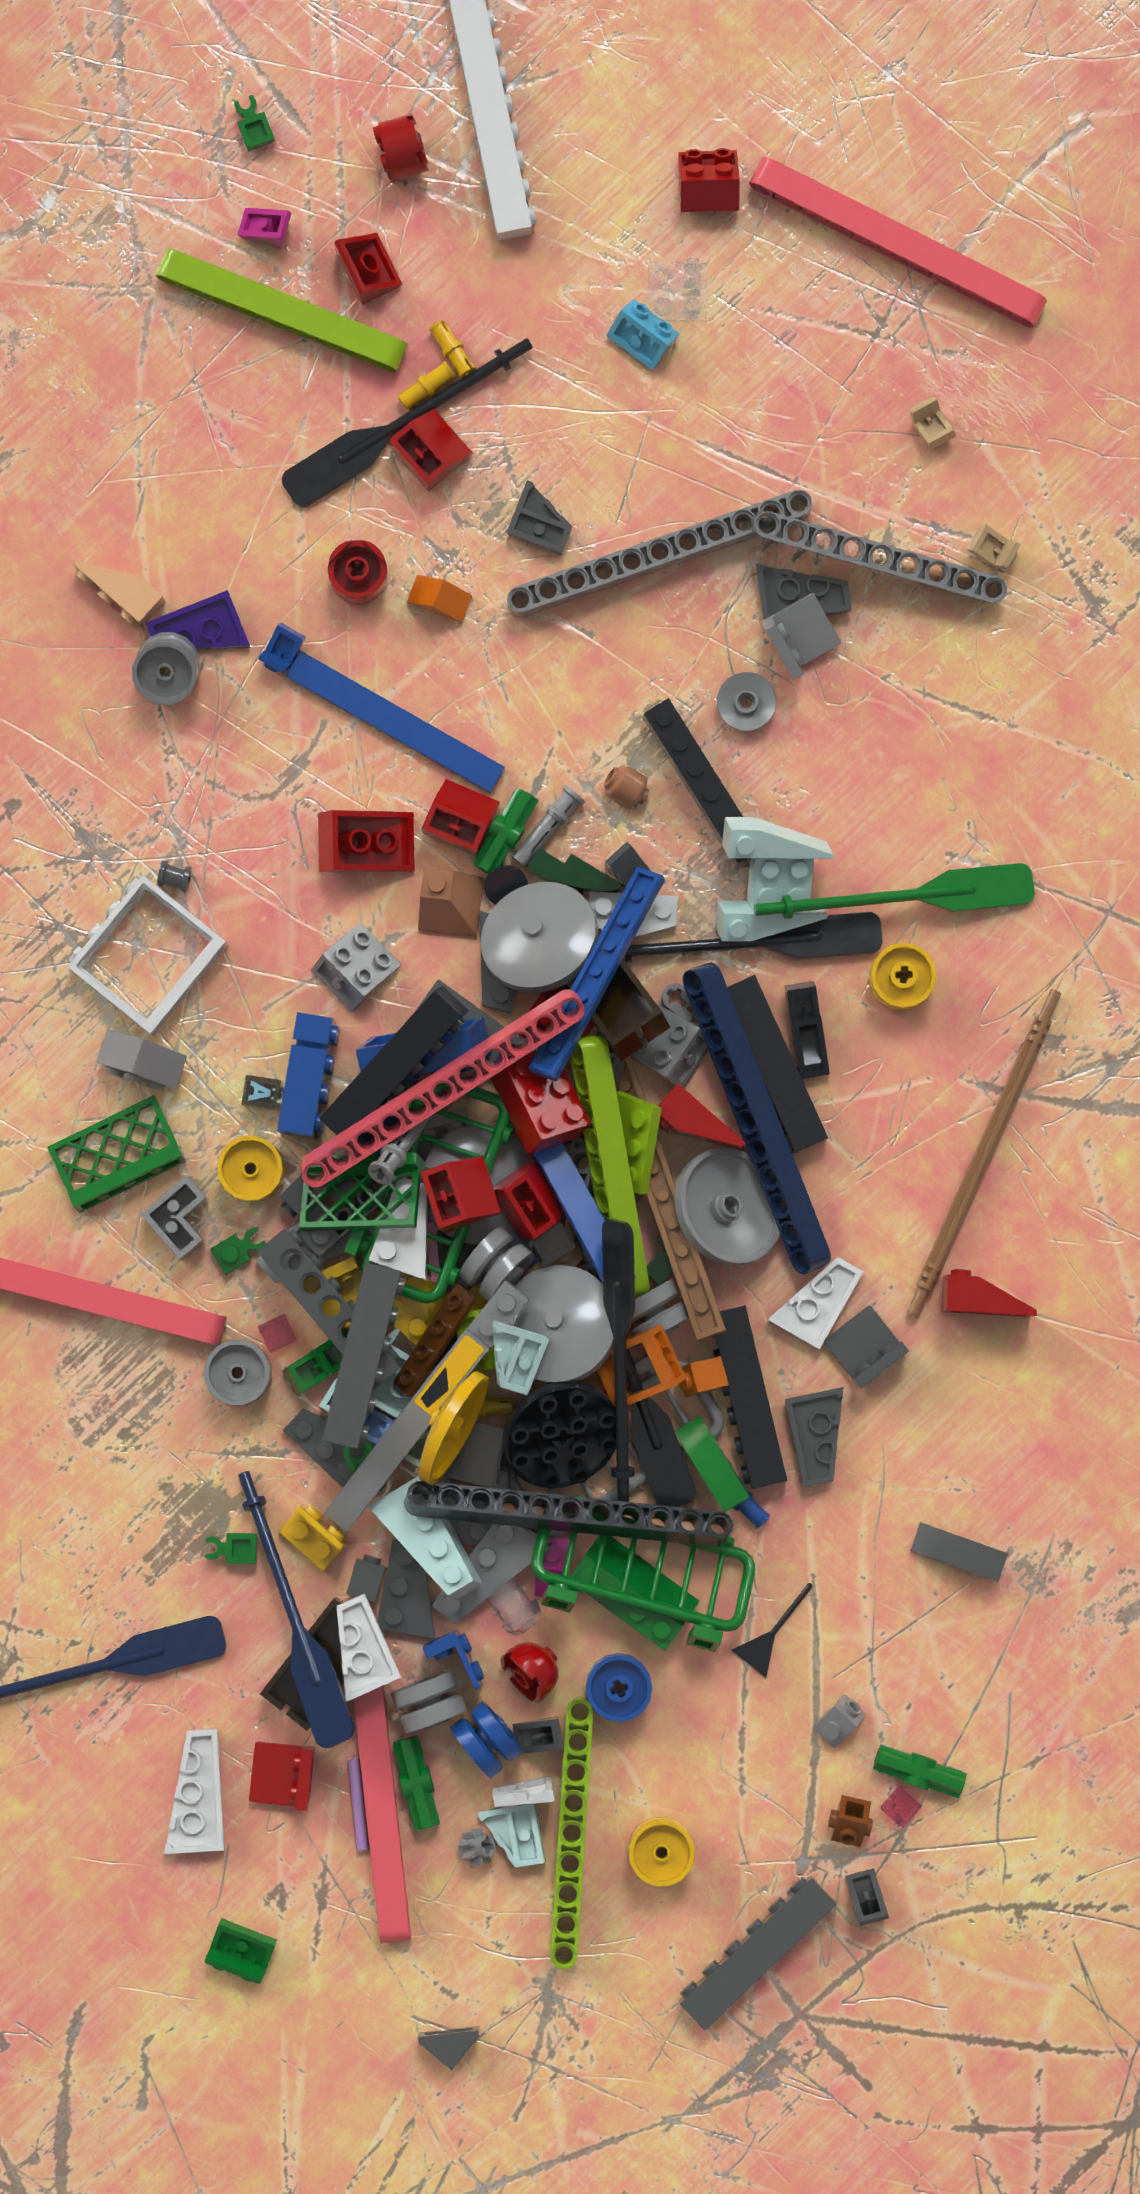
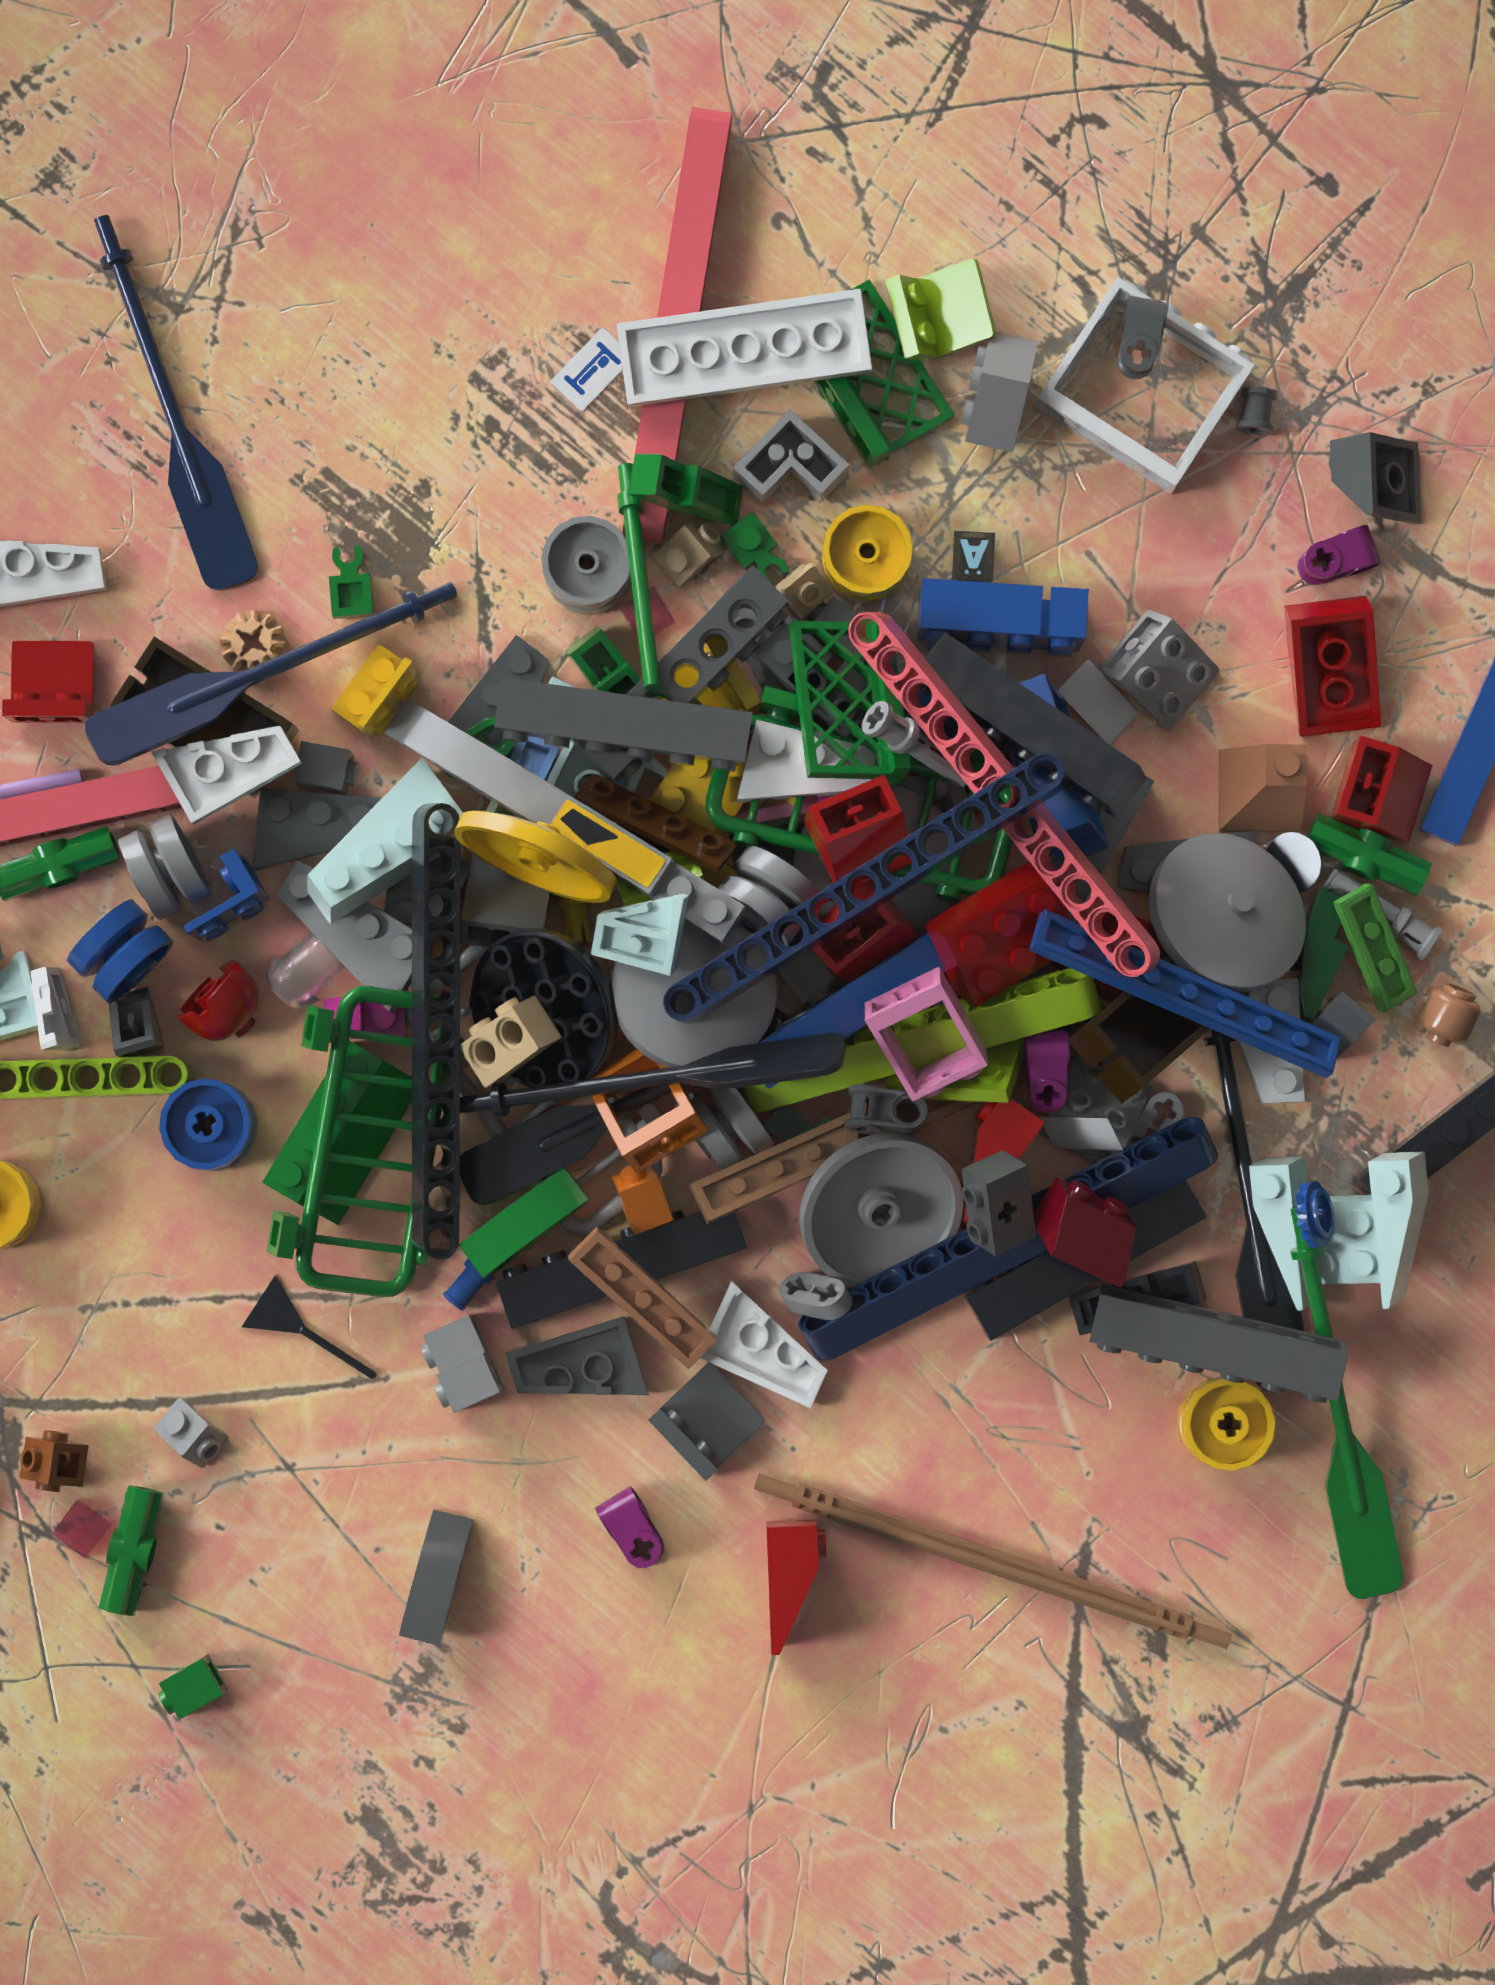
camera: 85 degrees right, 0 degrees up
(78, 1096) = (941, 311): none -> bracket
(91, 1356) = (590, 370): none -> white sticker
(92, 1242) = (744, 348): none -> white plate
(108, 953) = (1142, 331): none -> dark grey piece
(190, 1295) = (685, 488): none -> green slope
(199, 1336) = (631, 508): none -> green bar
(232, 794) = (1378, 475): none -> dark grey slope
(234, 1297) = (689, 551): none -> tan bracket
(253, 1625) = (249, 623): none -> light nougat gear
(272, 1218) = (804, 589): none -> tan bracket
(287, 824) = (1344, 554): none -> magenta piece
(375, 1013) = (1098, 701): none -> white sticker
(503, 1209) = (886, 888): none -> dark blue beam
(573, 834) = (1375, 947): none -> bright green tile
(582, 1461) = (508, 1041): none -> tan brick
(584, 1172) = (908, 1000): none -> bright pink window
(639, 1078) = (1046, 1064): none -> magenta piece
(658, 1198) = (881, 1111): none -> dark grey piece
(686, 1058) = (1081, 1133): none -> white sticker
(732, 1122) = (998, 1203): none -> dark grey brick
(757, 1062) = (1086, 1230): none -> dark red slope
(762, 899) = (1314, 1214): none -> blue gear
(774, 1383) = (642, 1297): none -> nougat plate
(780, 1256) = (819, 1288): none -> light grey beam
(809, 1517) = (463, 1364): none -> light grey brick
(845, 976) = (1219, 1343): none -> dark grey brick
(931, 1409) = (626, 1521): none -> magenta piece
(1021, 1735) = (191, 1687): none -> green brick

